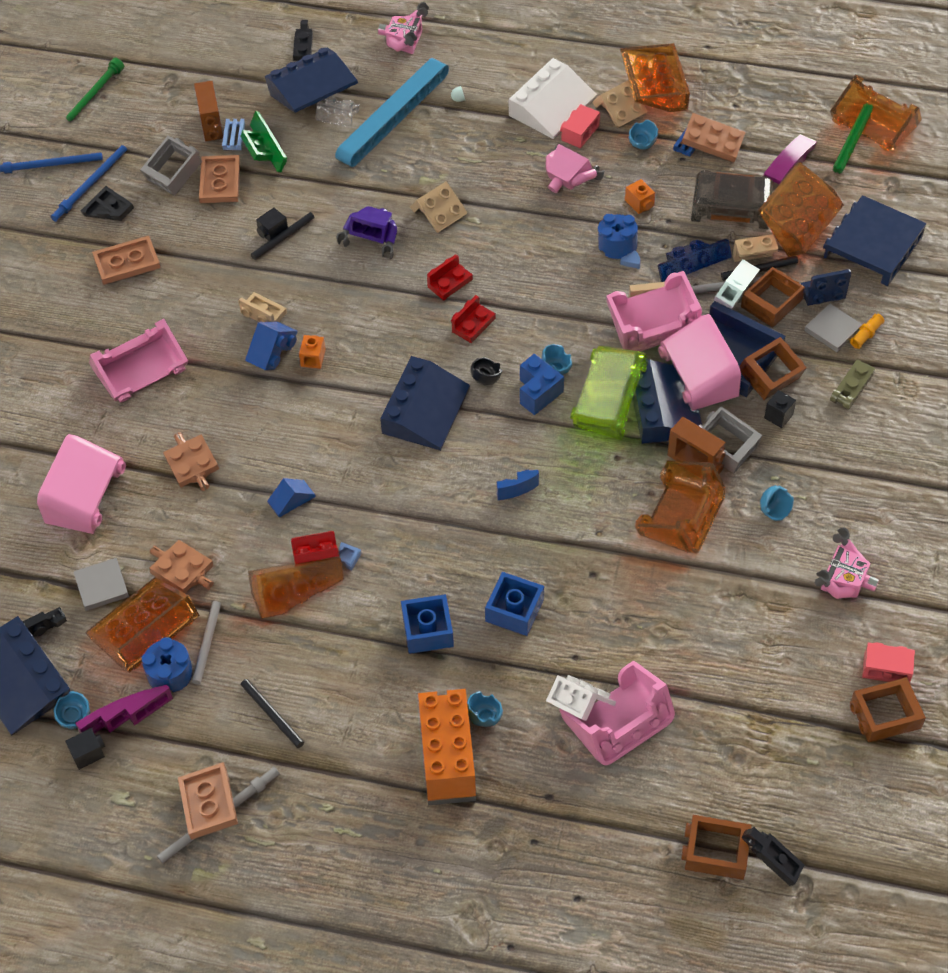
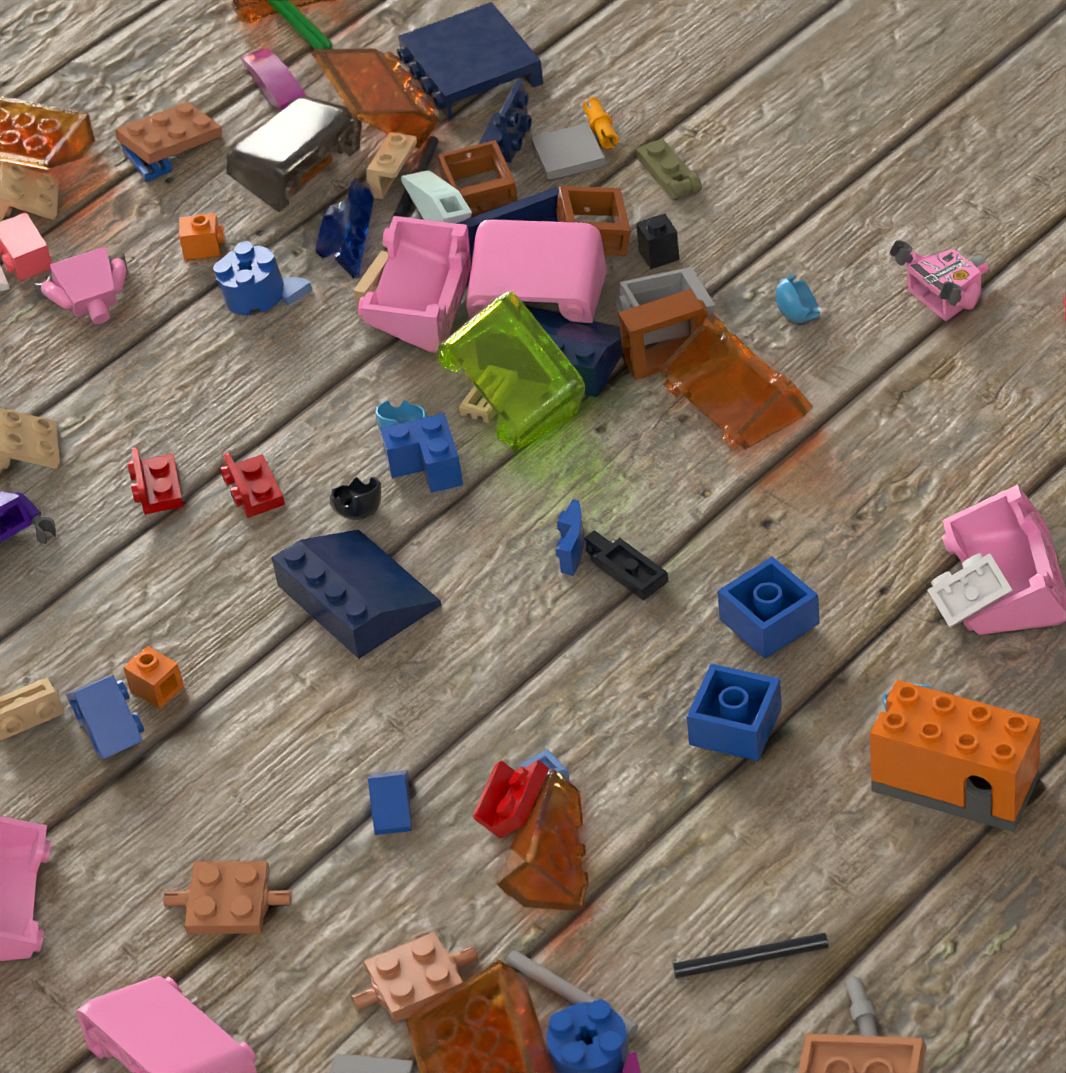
camera: 55 degrees left, 10 degrees down
(512, 521) = (626, 565): none -> black hinge
(643, 134) = (101, 191): dark azure hair -> none

